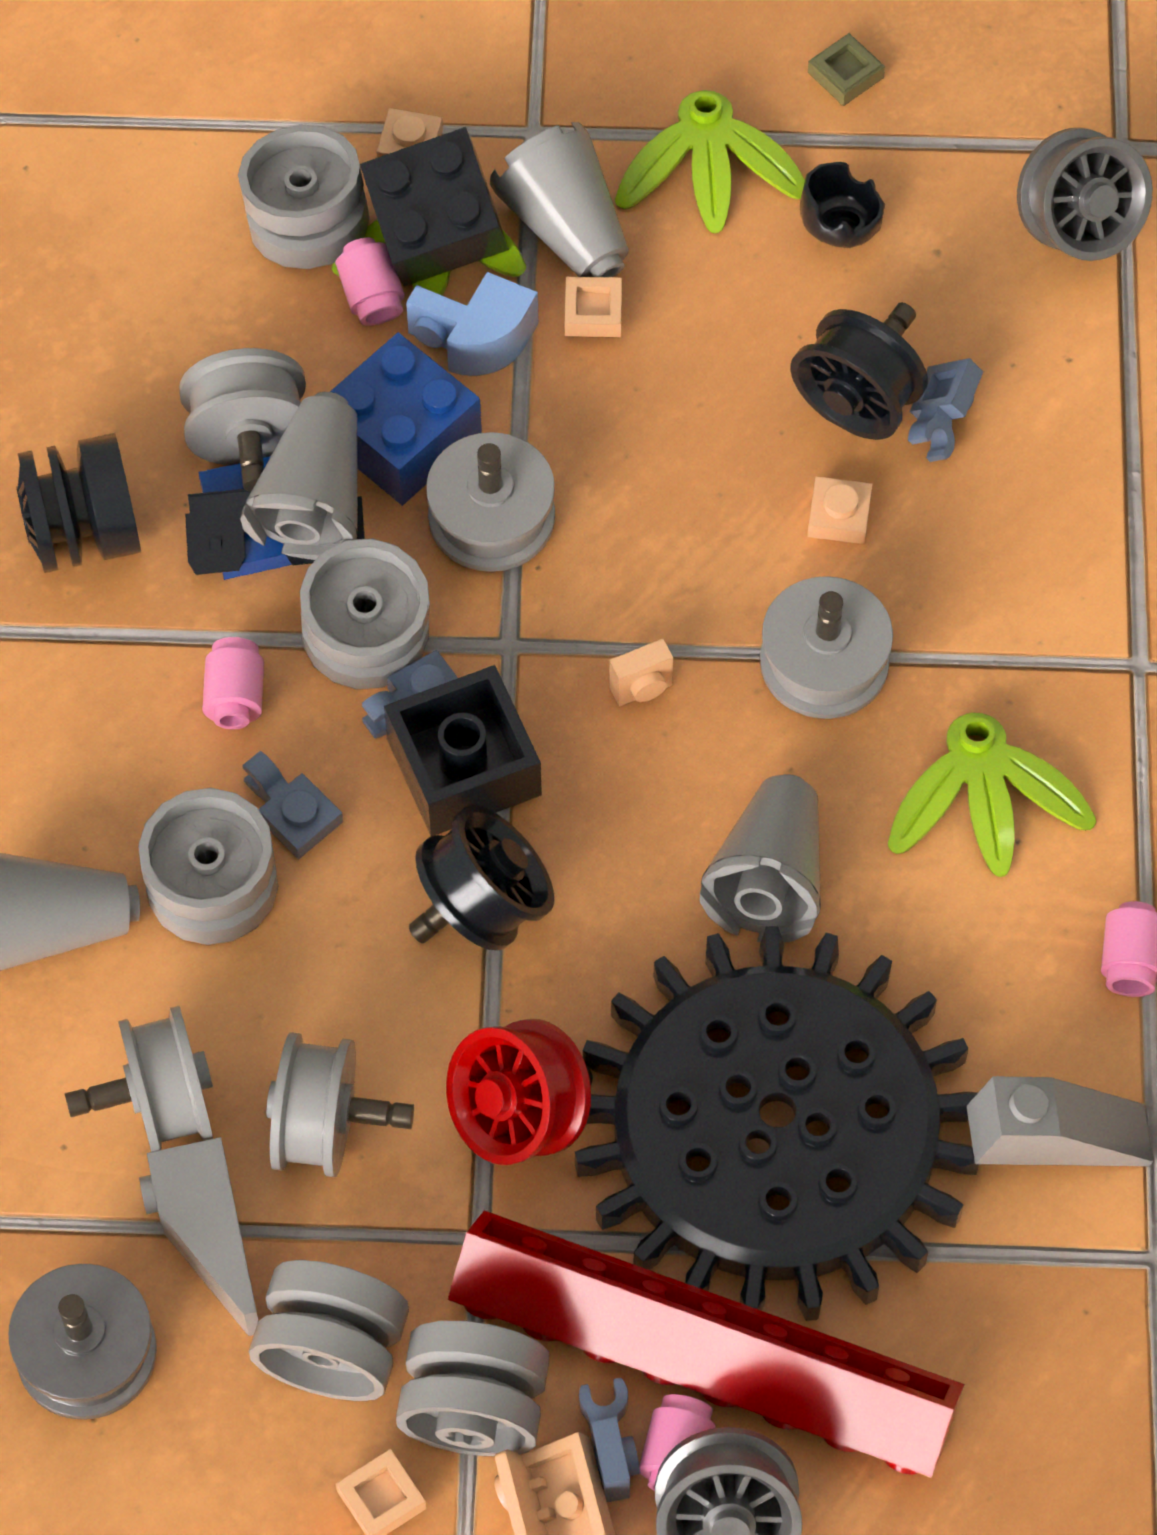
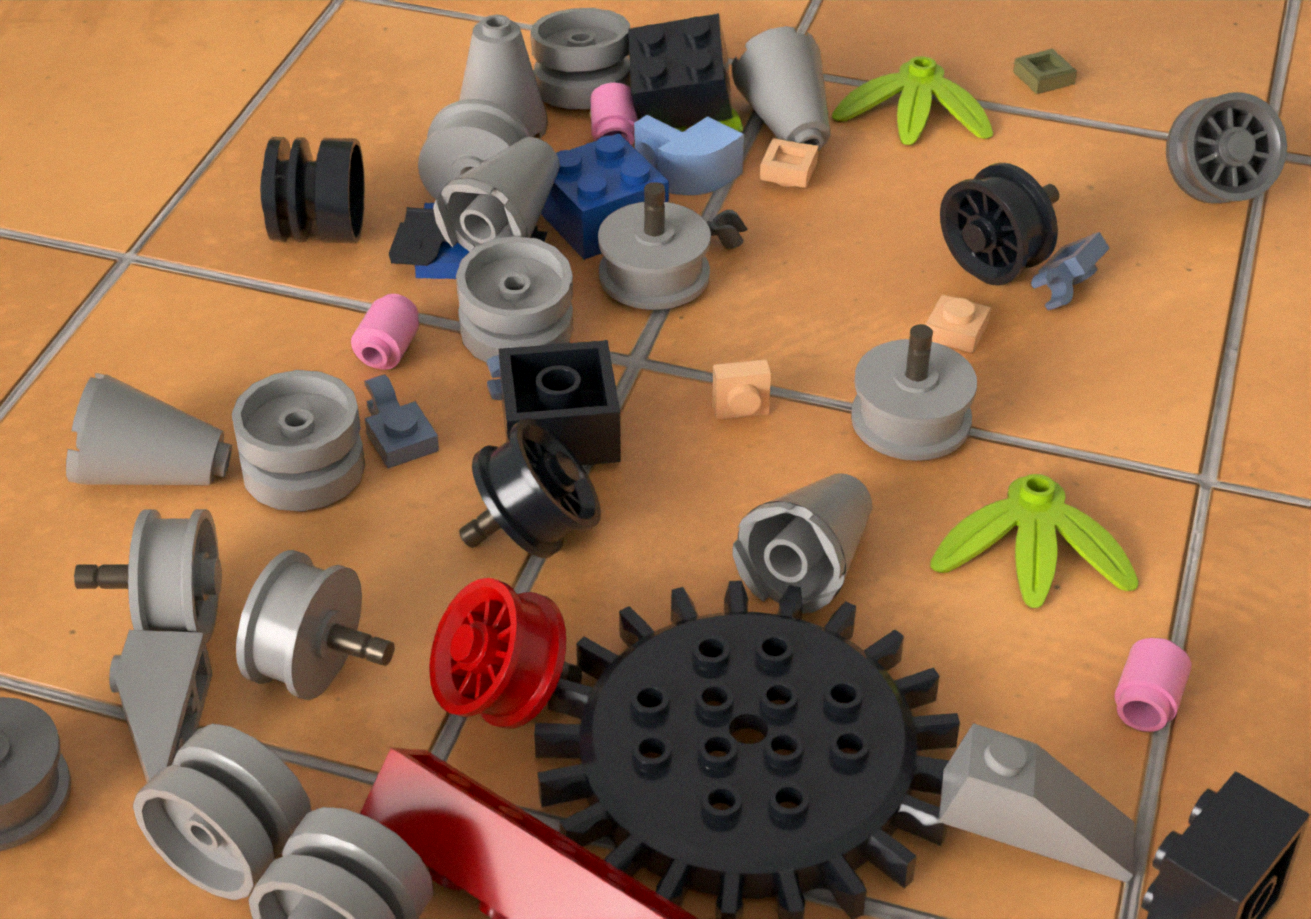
camera: 15 degrees right, 20 degrees down
(229, 286) = (502, 72): none -> light grey cone
(546, 430) = (727, 228): none -> dark grey hand
(840, 207) = (1011, 136): black hair -> none

